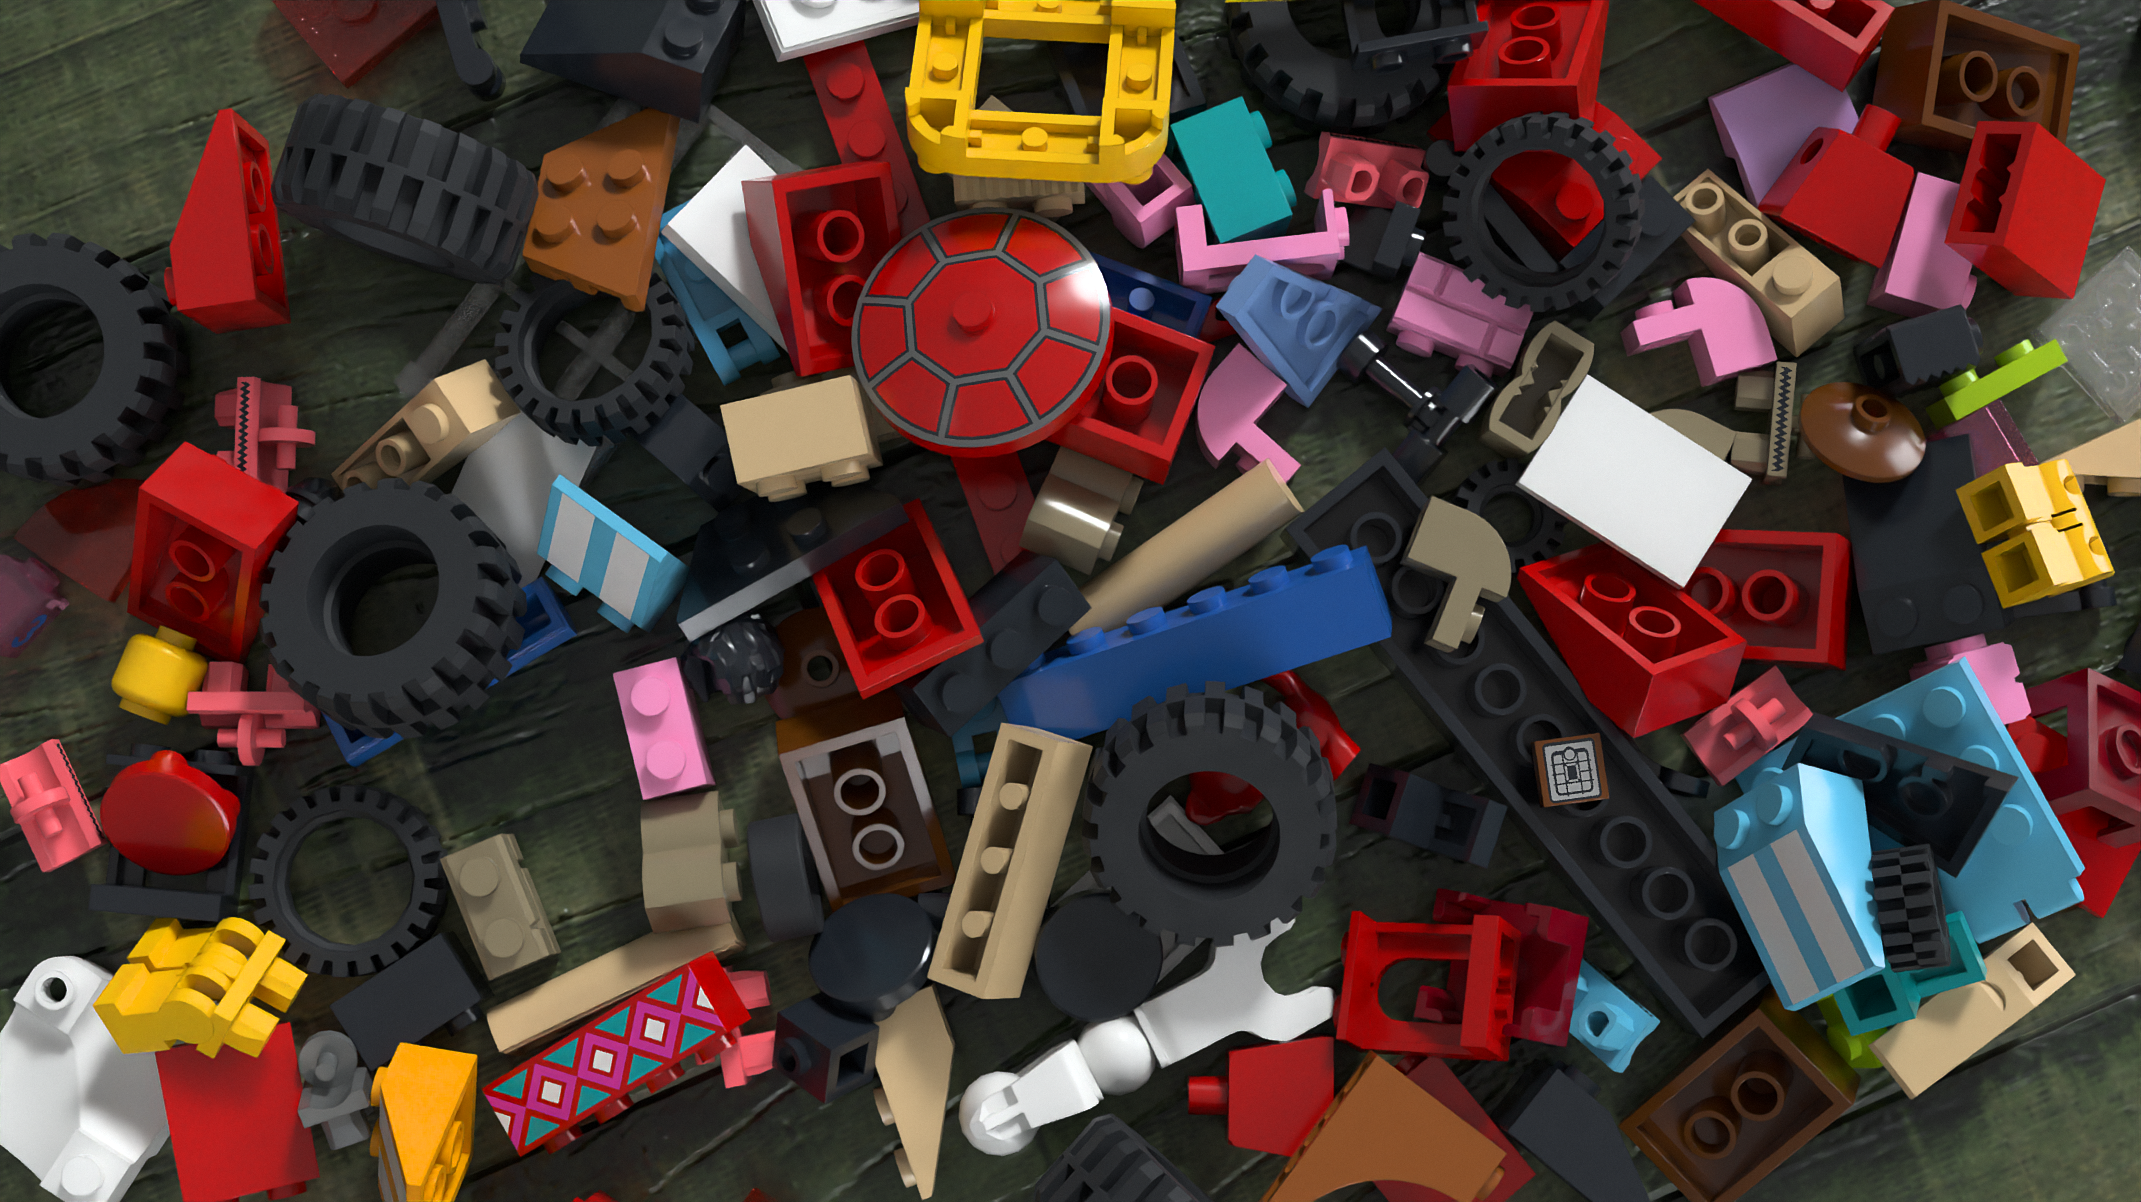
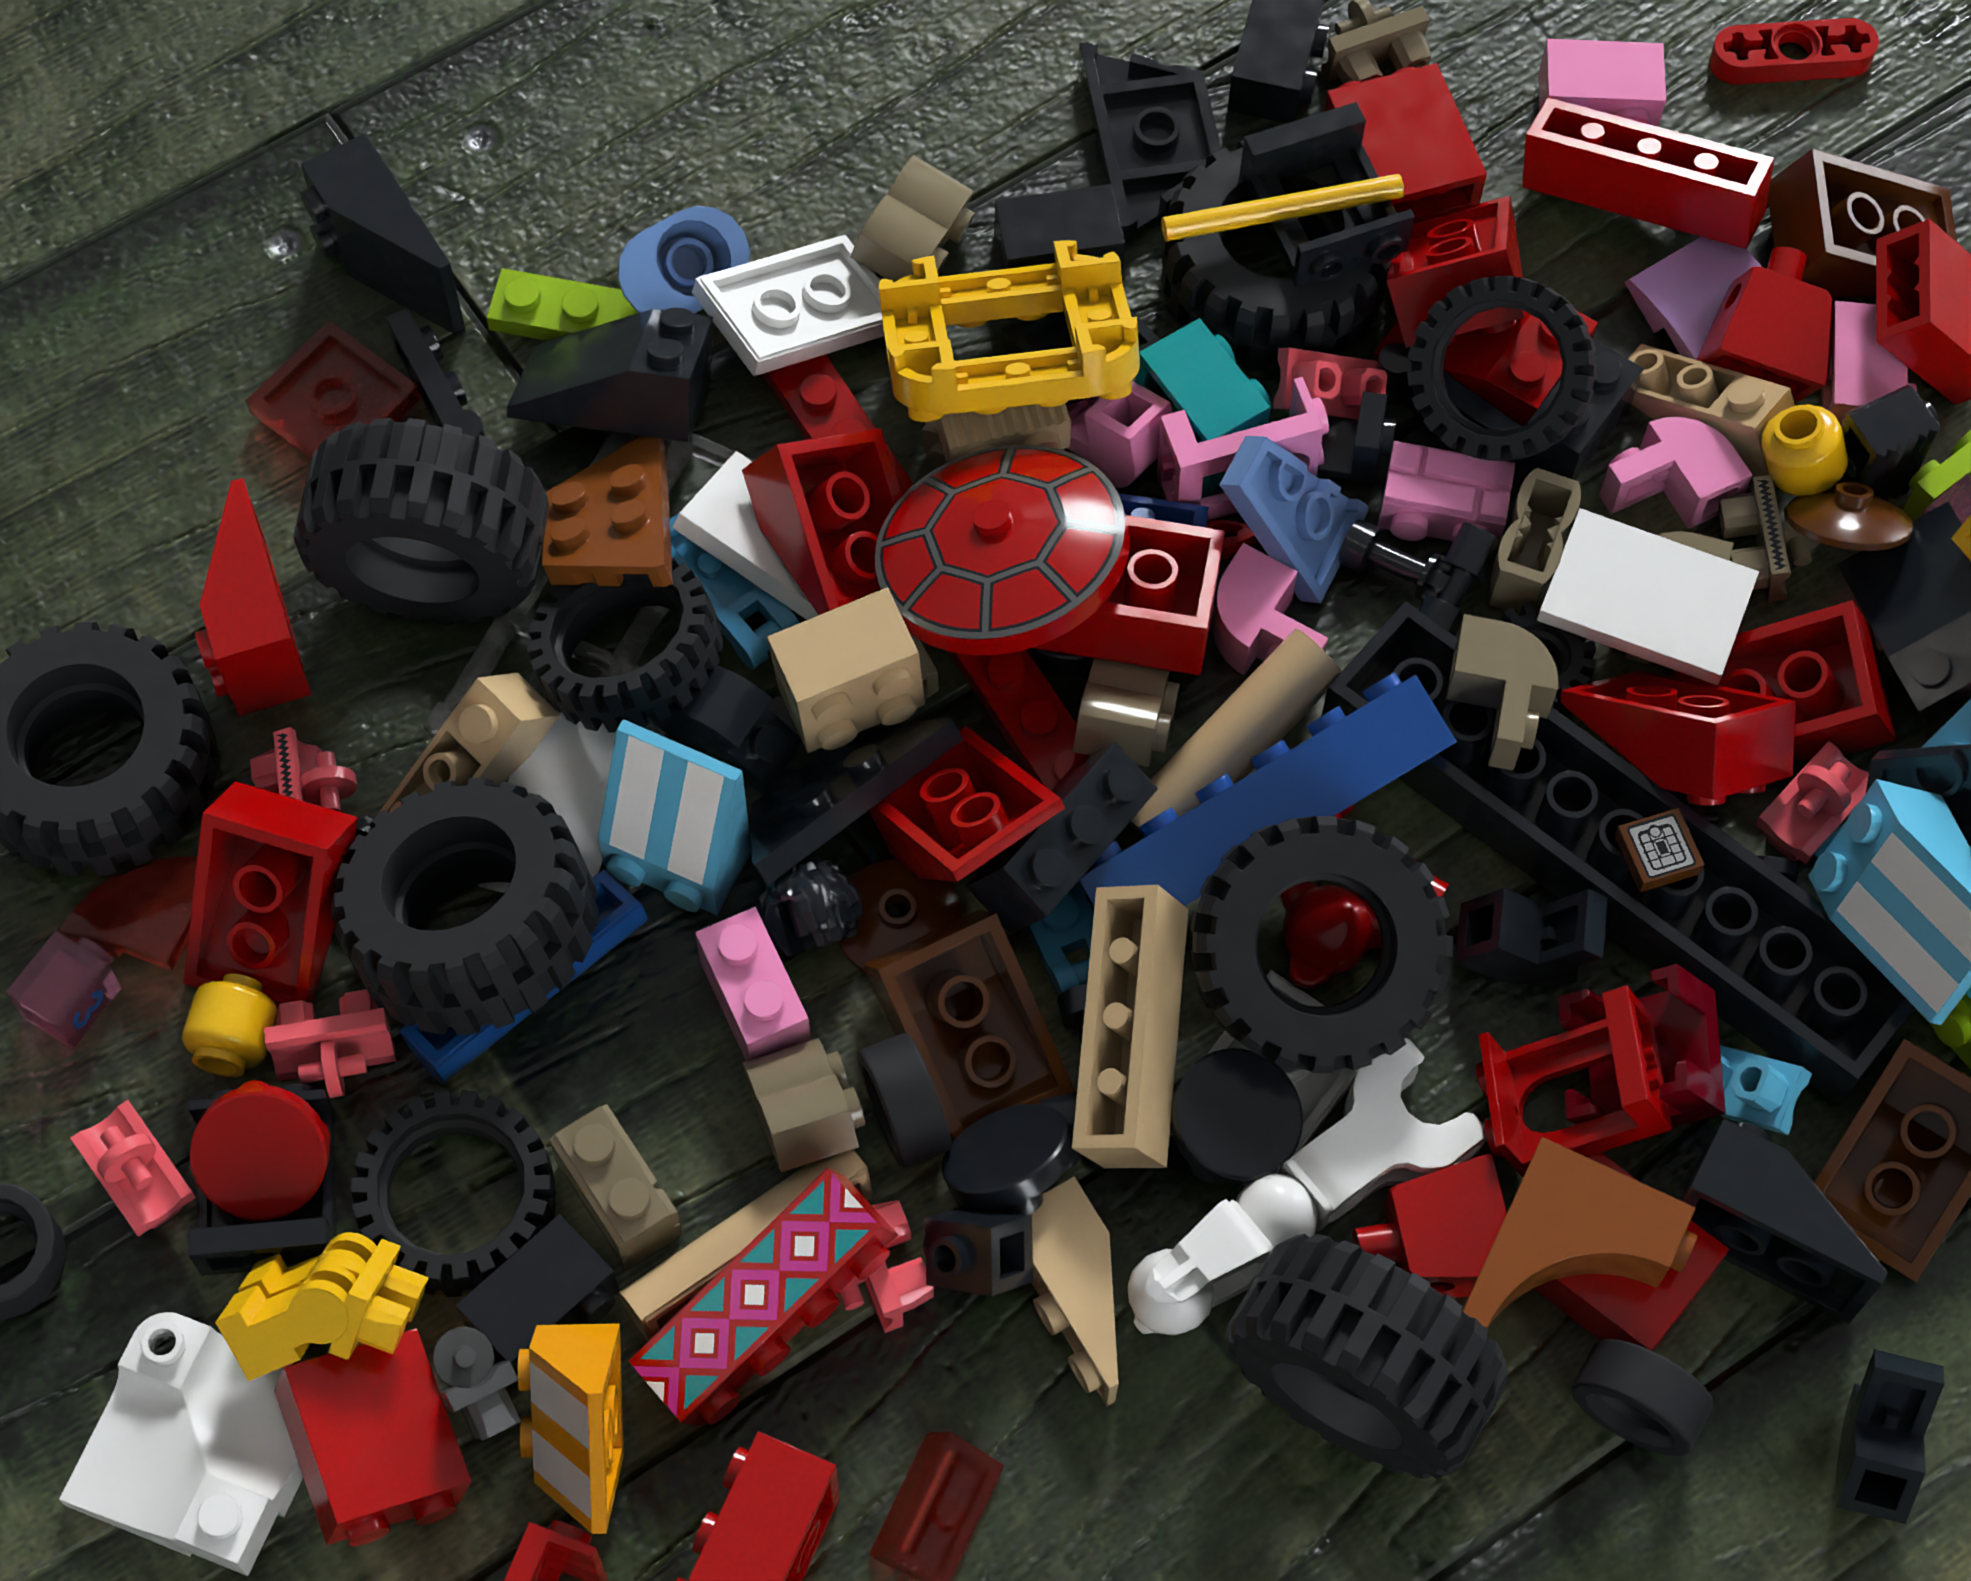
camera: 10 degrees left, 20 degrees down
(1836, 348) = (1804, 450): none -> yellow head

